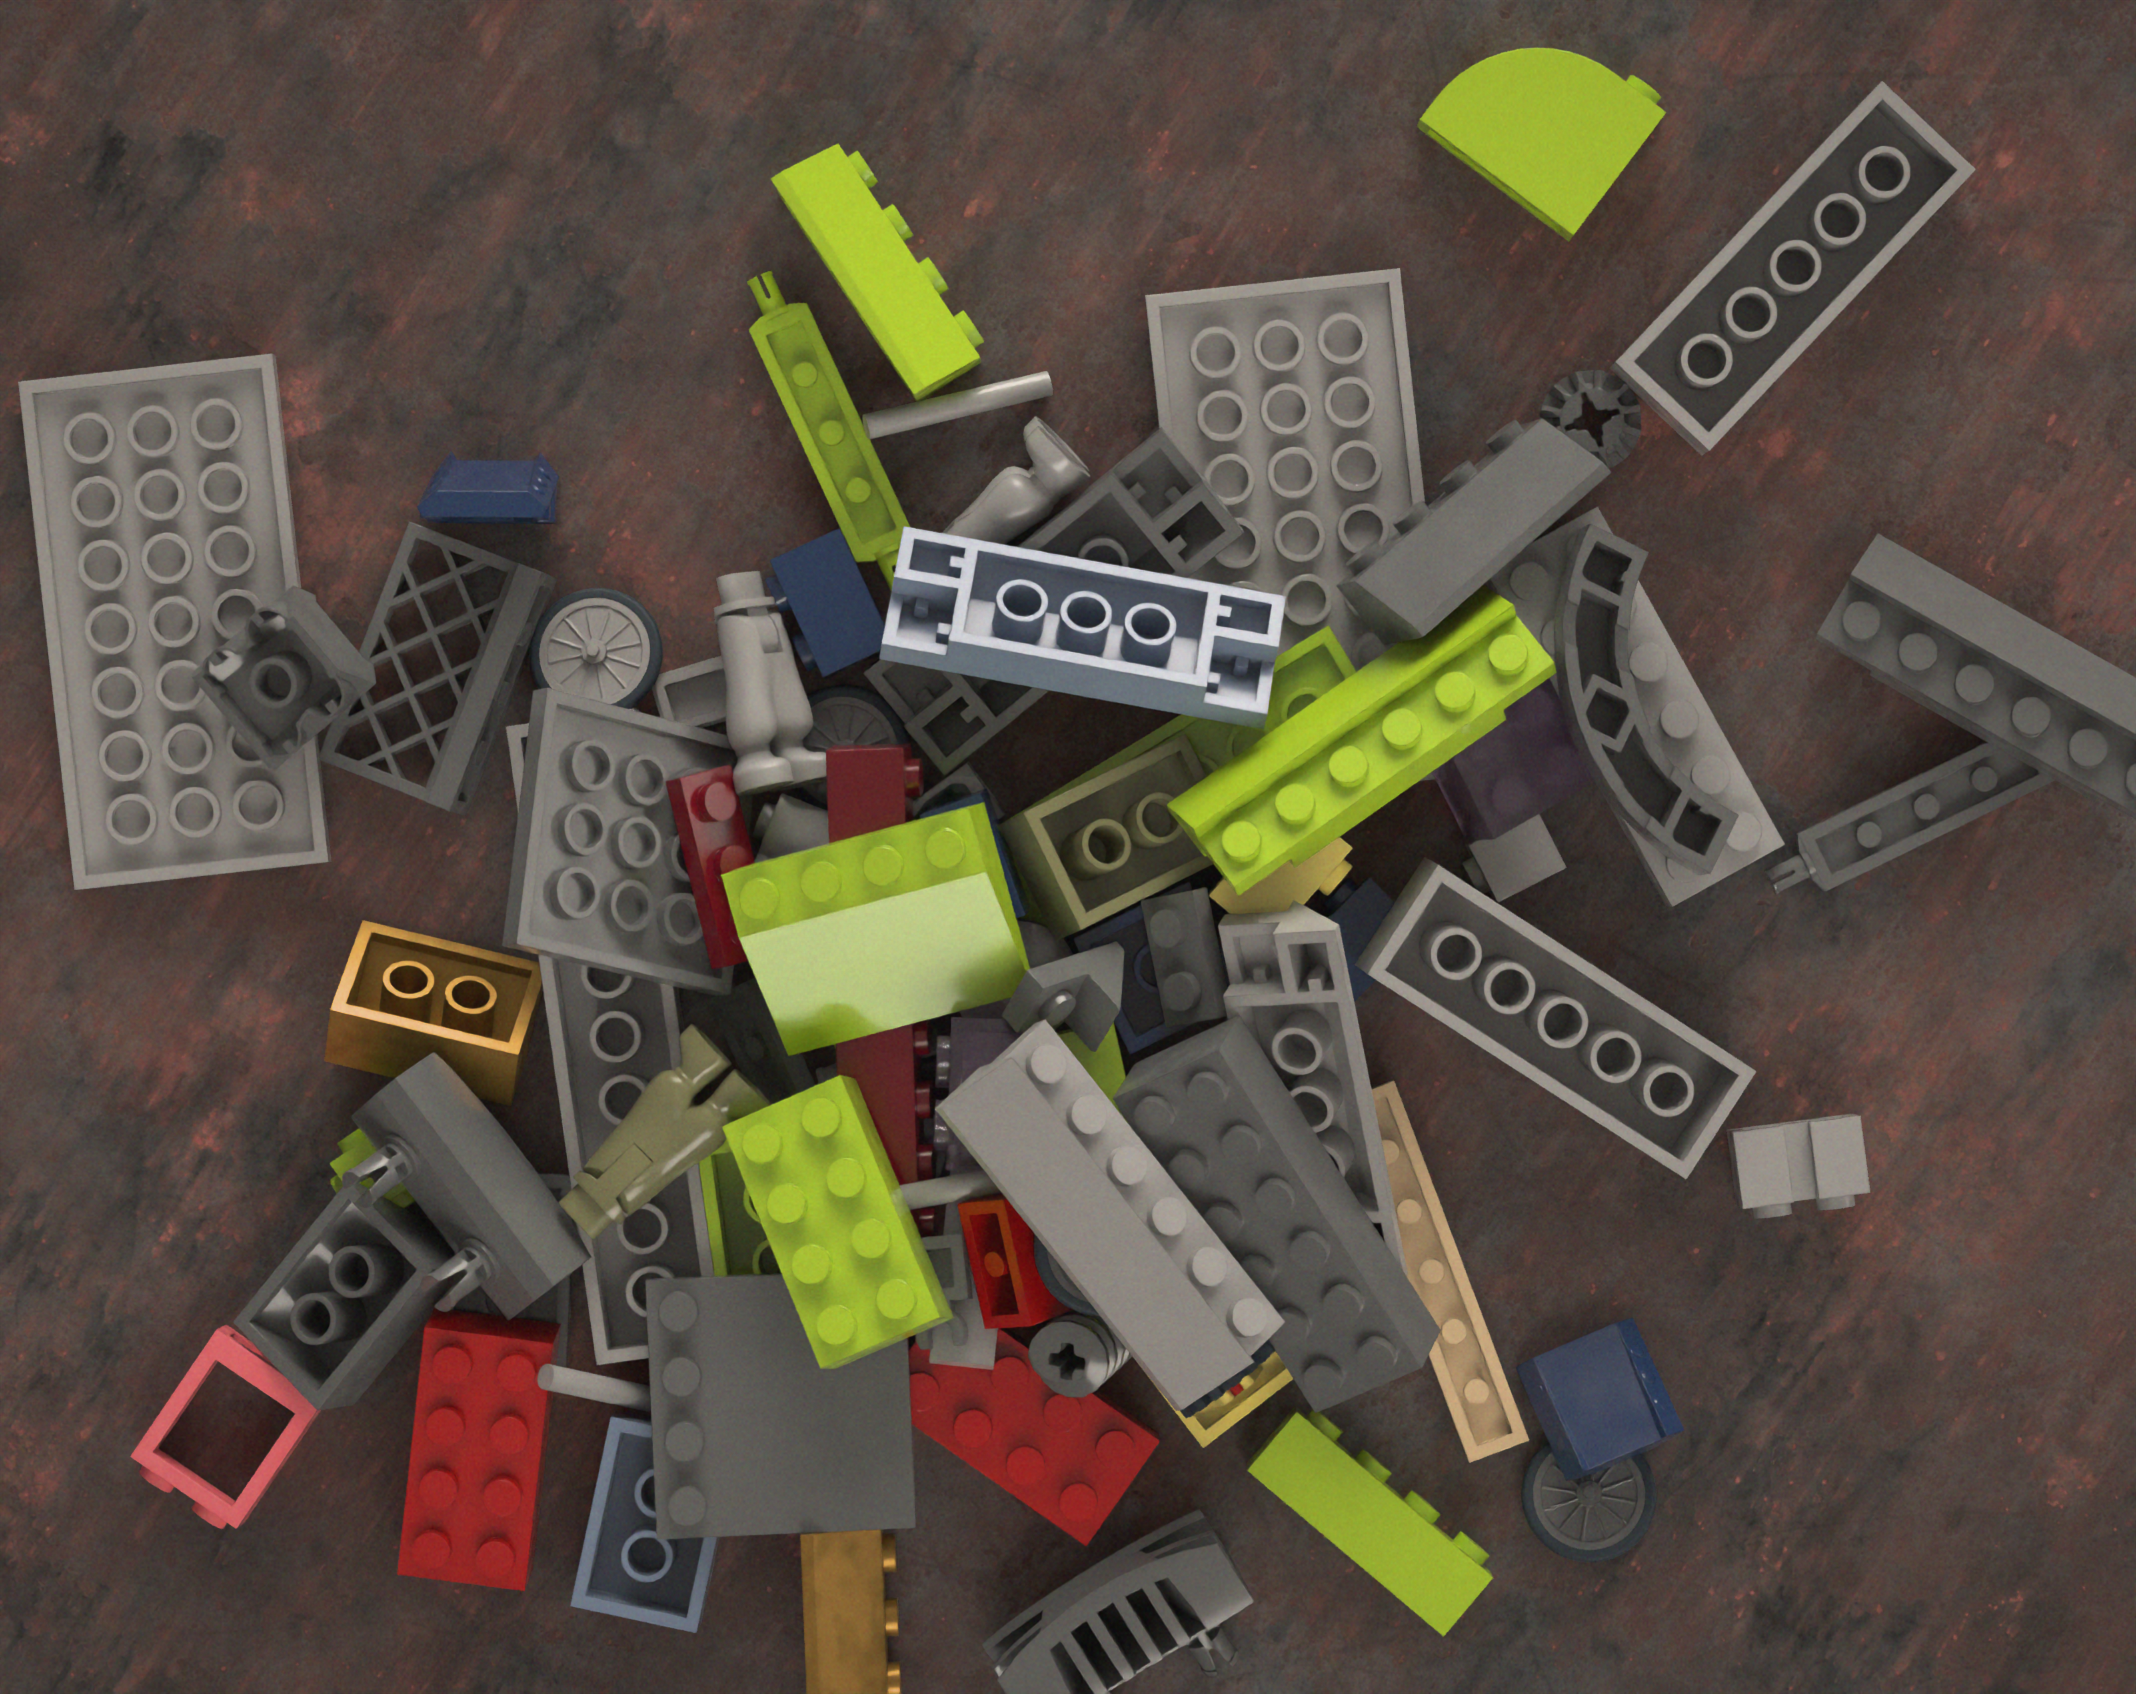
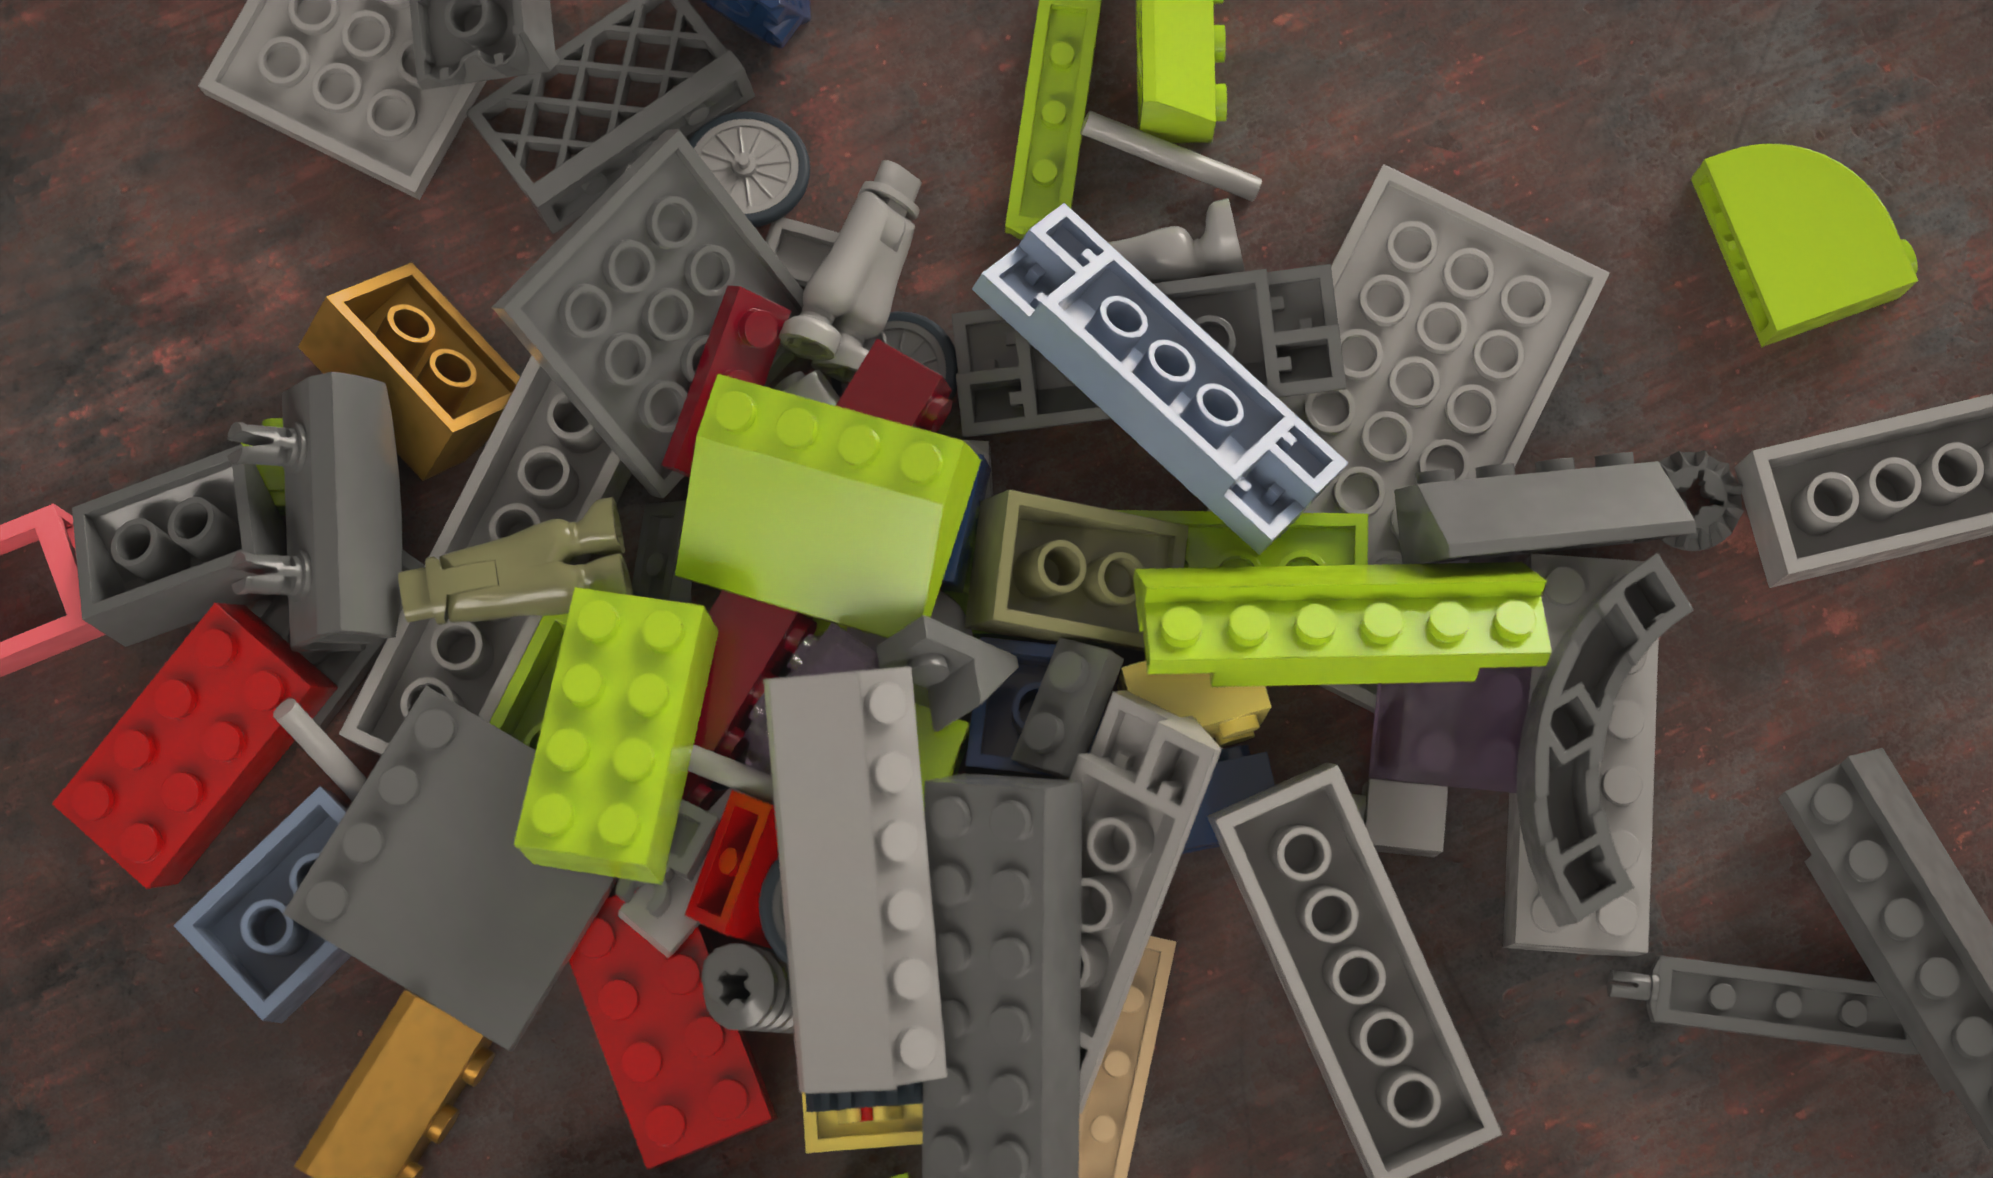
camera: 35 degrees right, 10 degrees down
(829, 603) = (962, 240): dark blue brick -> none

